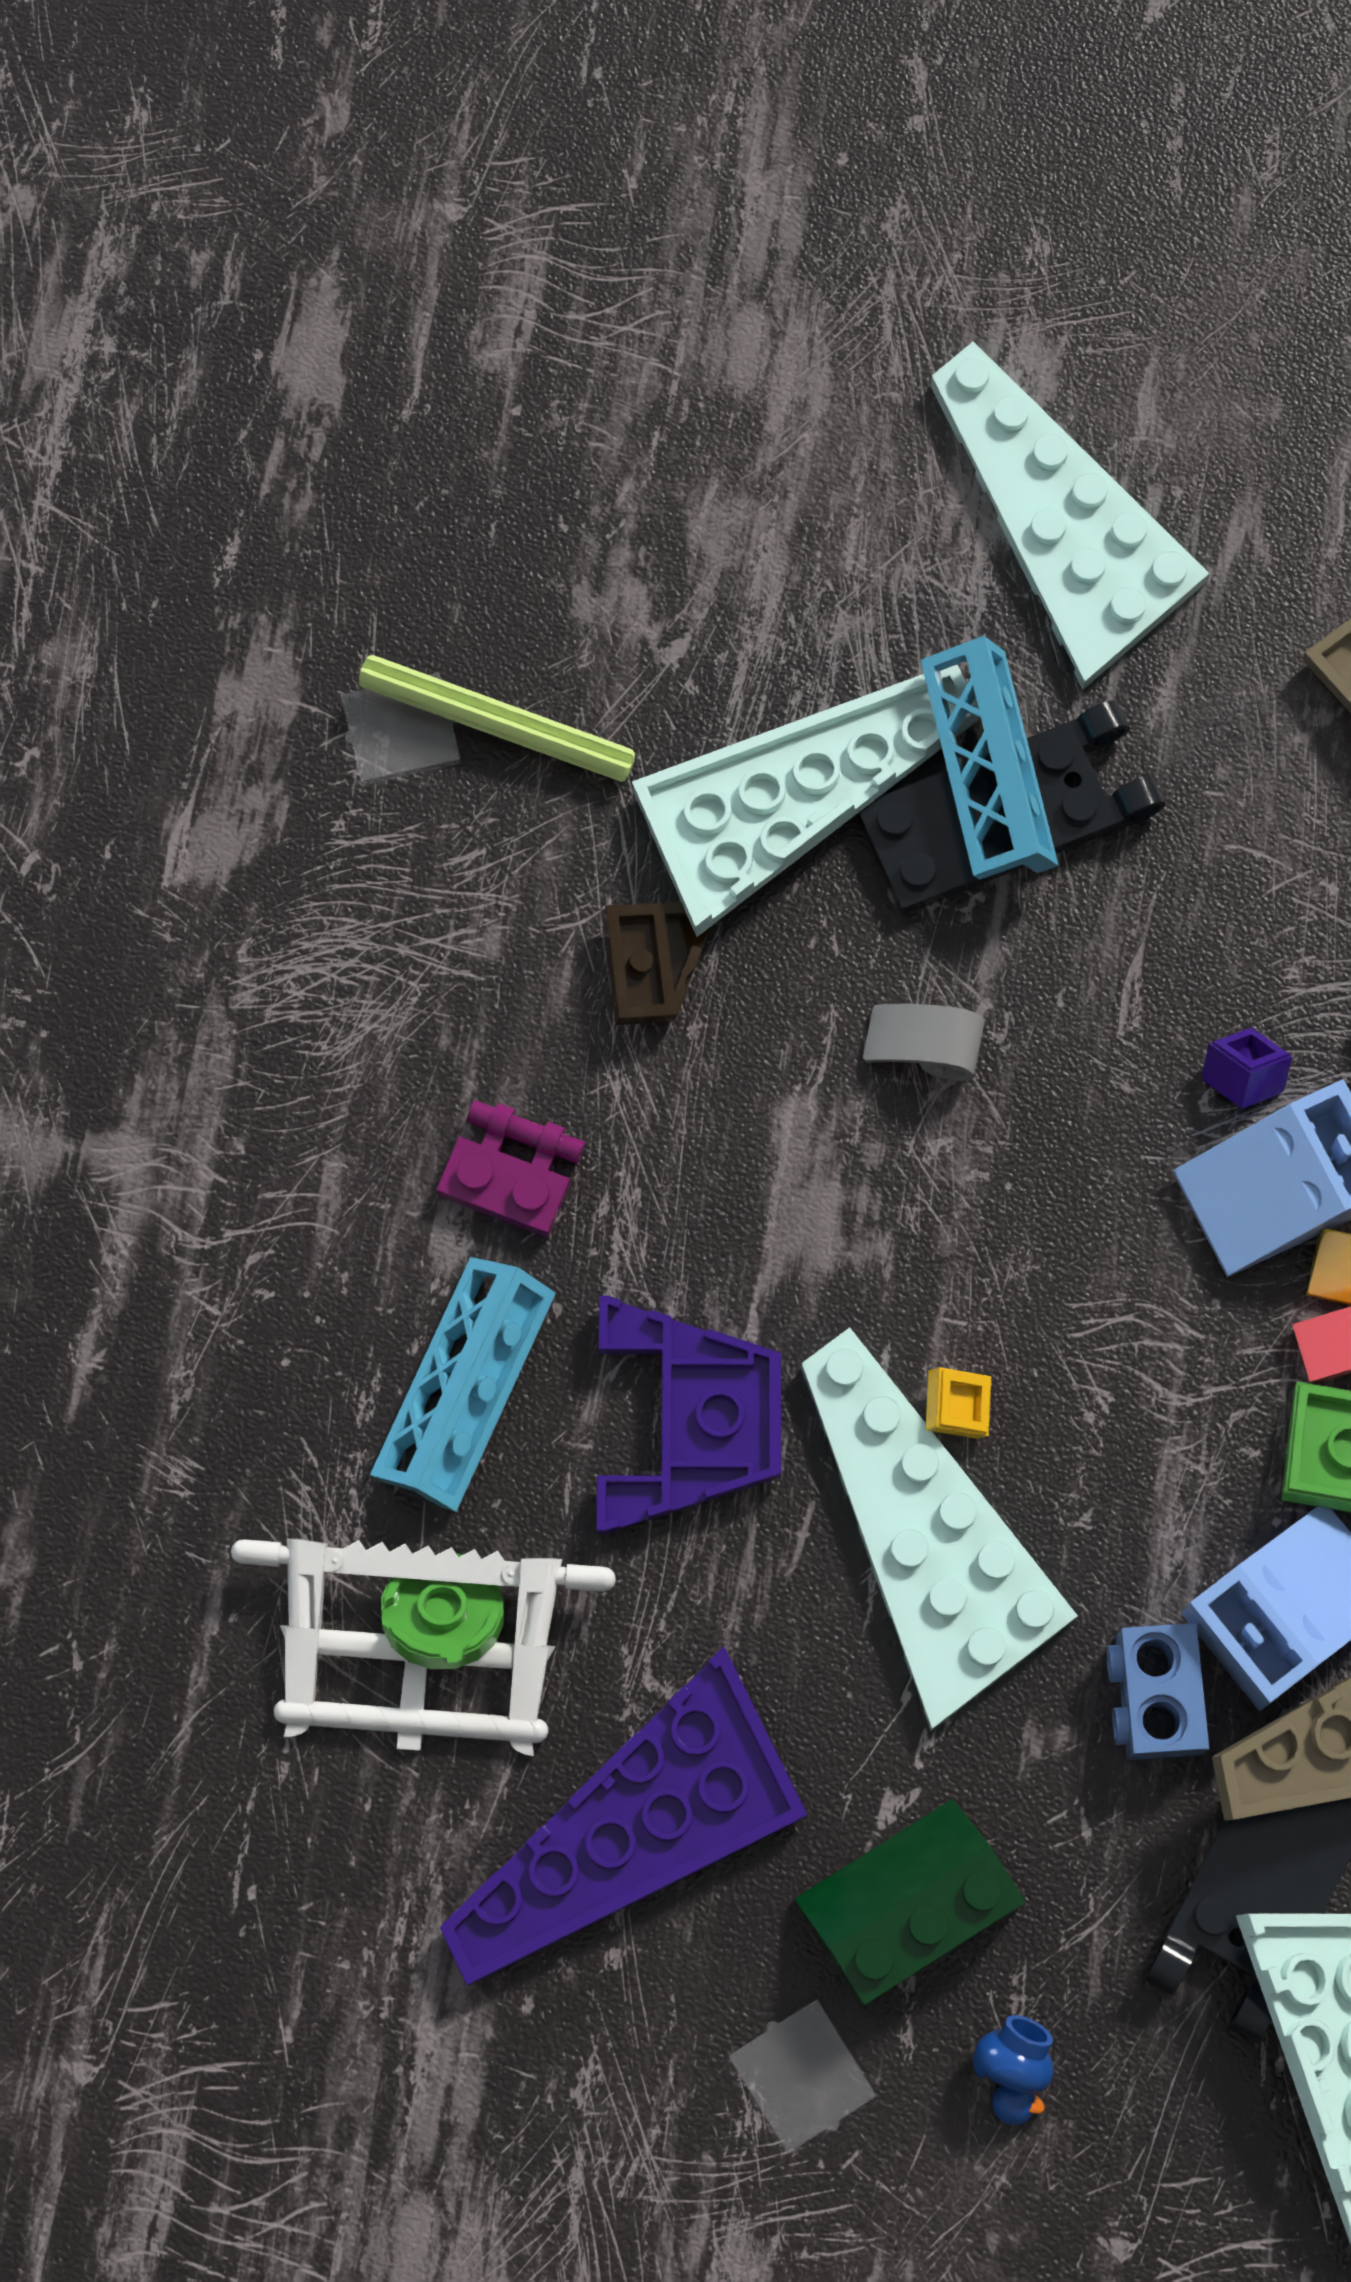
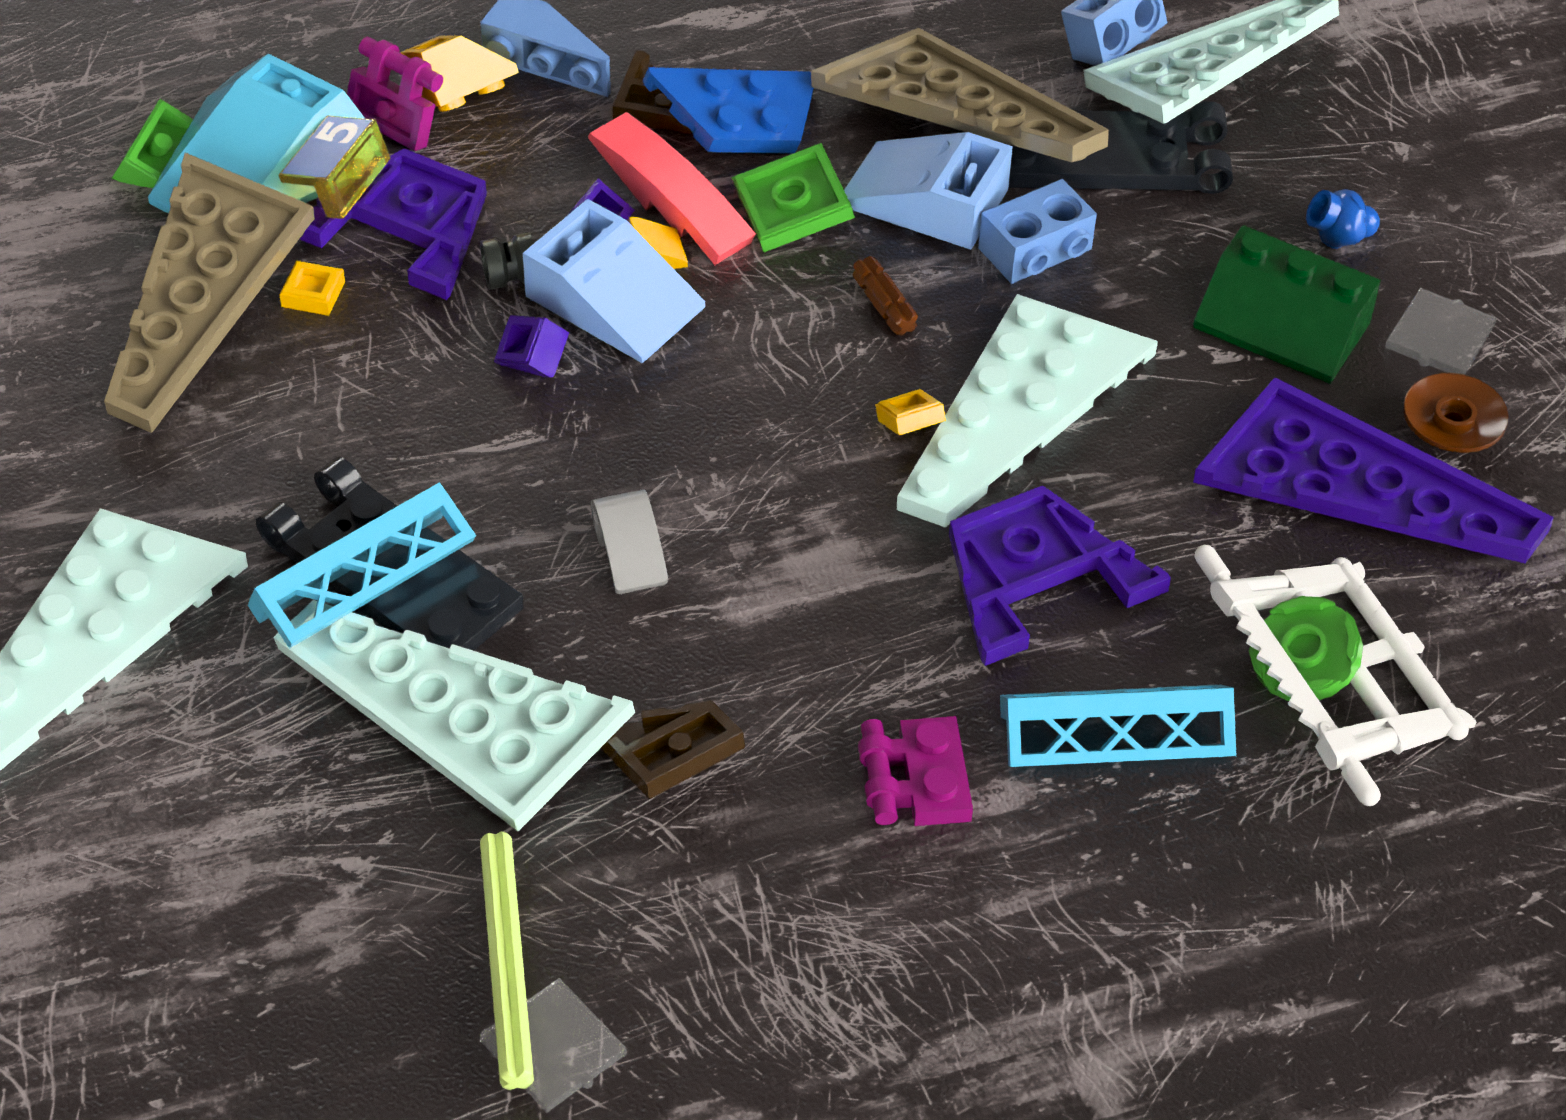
camera: 120 degrees left, 25 degrees down
(653, 1951) = (1455, 412): none -> reddish brown dish
(1150, 1475) = (885, 295): none -> reddish brown axle

